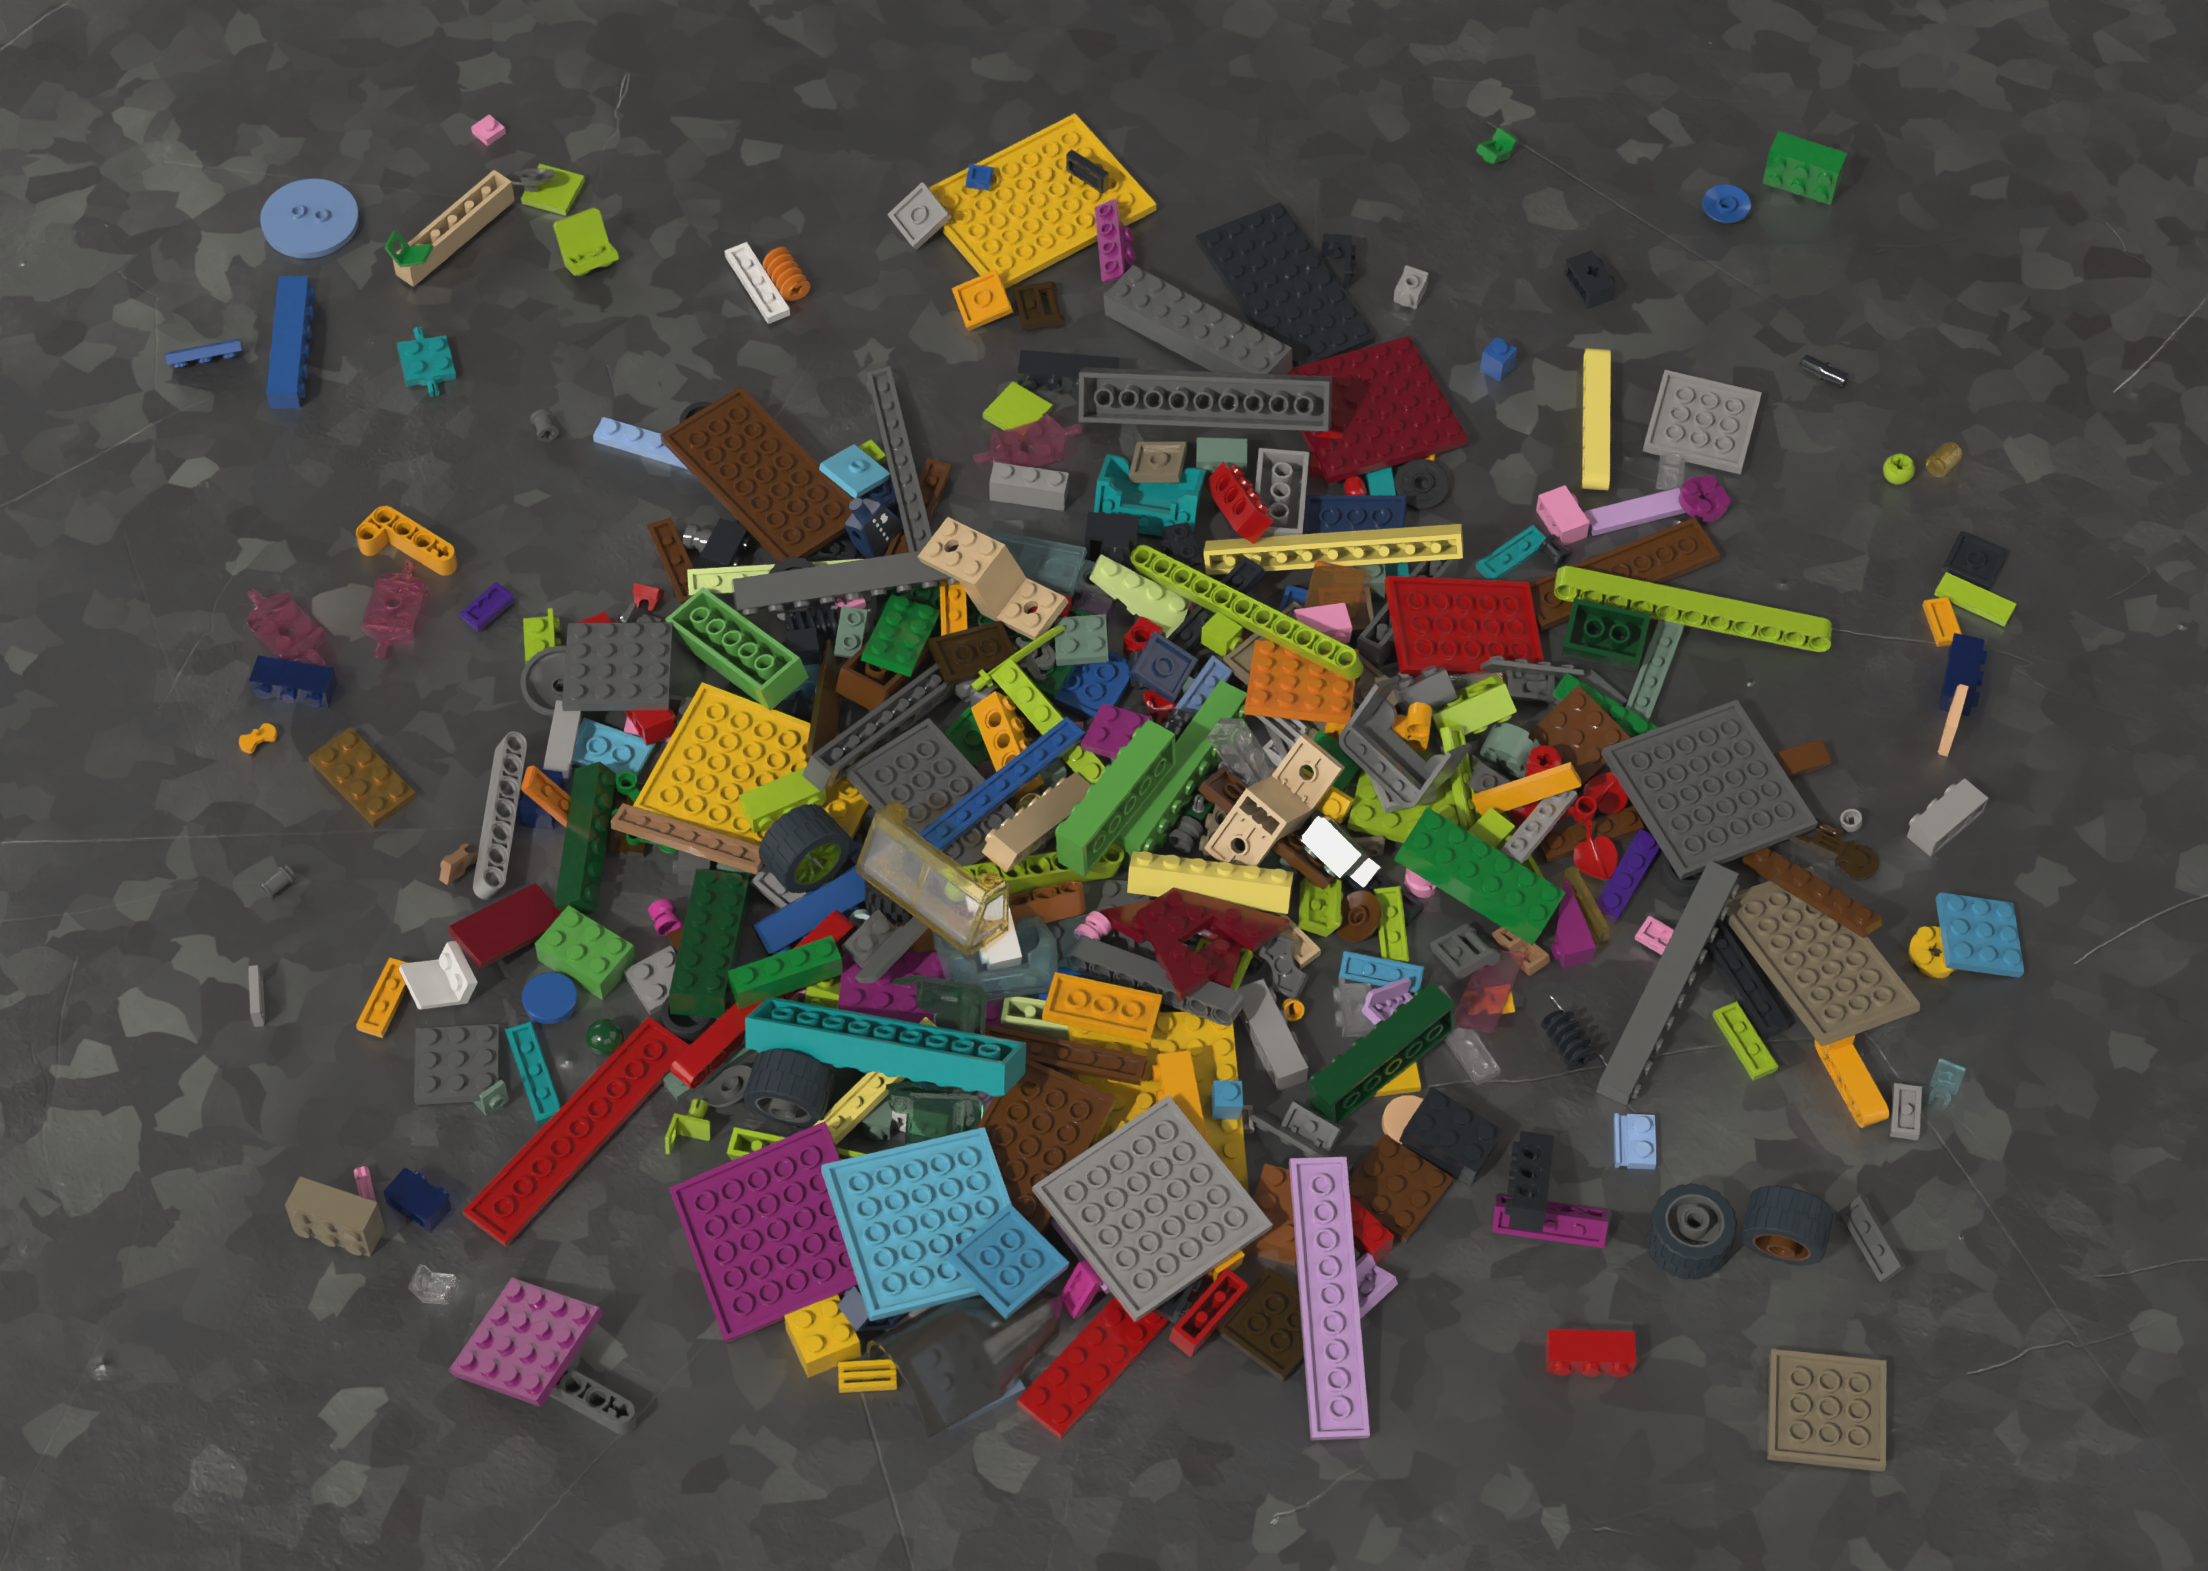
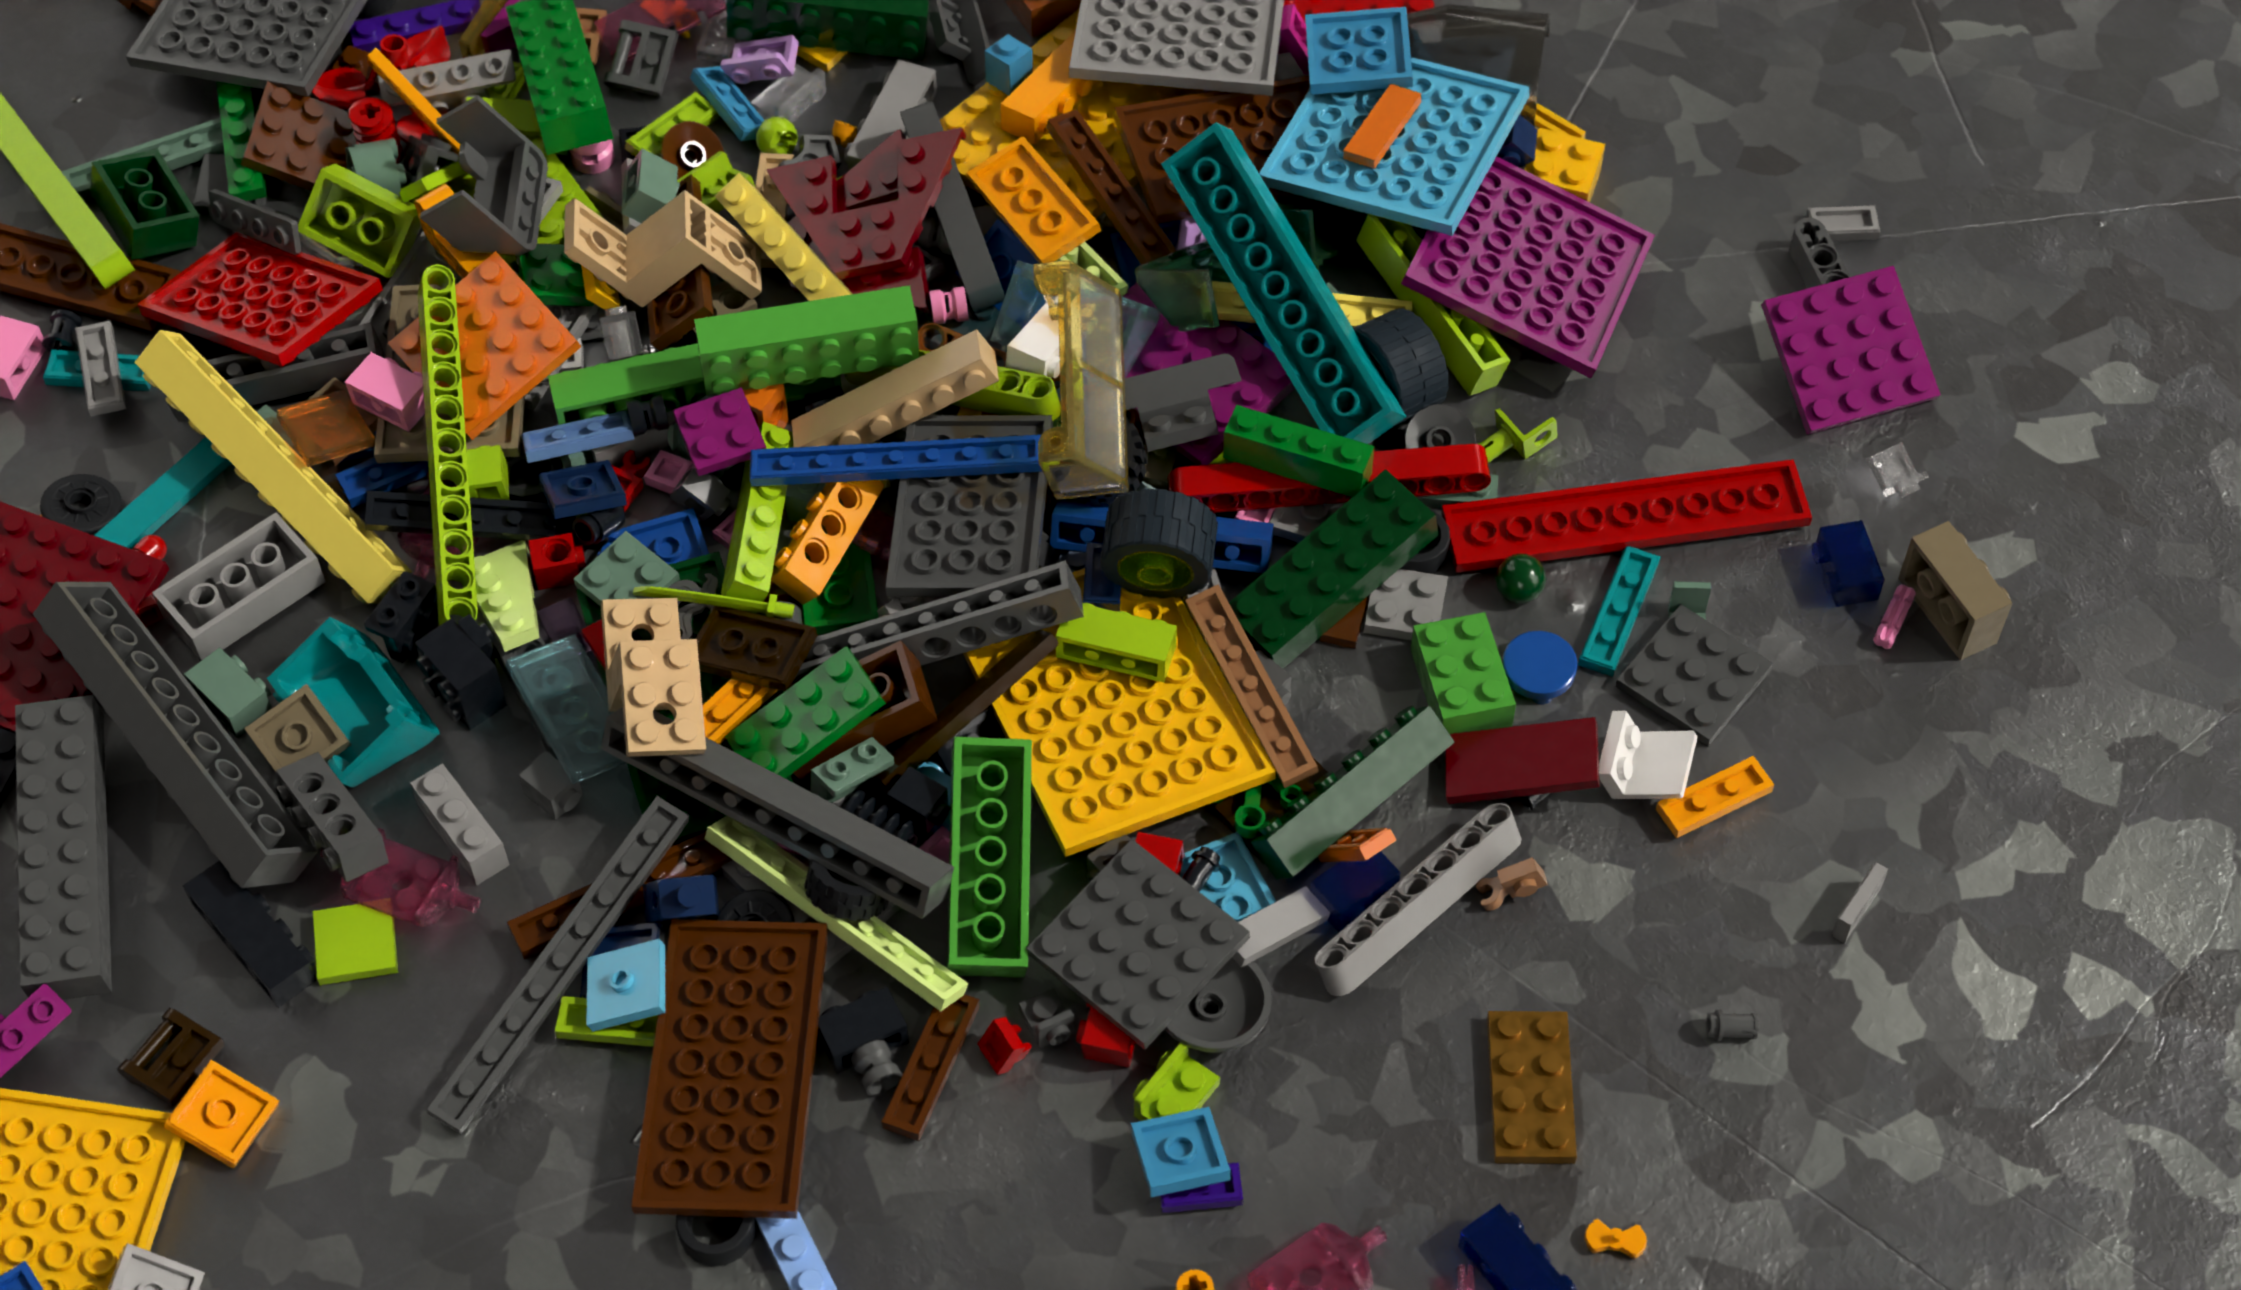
camera: 135 degrees left, 0 degrees up
(506, 602) = (1180, 1151): none -> dark azure plate
(613, 1460) = (1848, 222): none -> light grey tile
(629, 743) = (1203, 865): none -> black pin
(664, 916) = (1343, 657): dark pink wheel -> none
(936, 1211) = (1382, 126): none -> orange tile
(1075, 437) = (331, 817): none -> dark grey brick
(1239, 502) = (310, 581): red brick -> none
(1323, 967) = (776, 136): none -> lime piece
(1353, 513) = (184, 507): dark blue tile -> none
(1430, 688) = (384, 256): dark grey brick -> none
(1507, 546) = (100, 368): none -> light grey tile

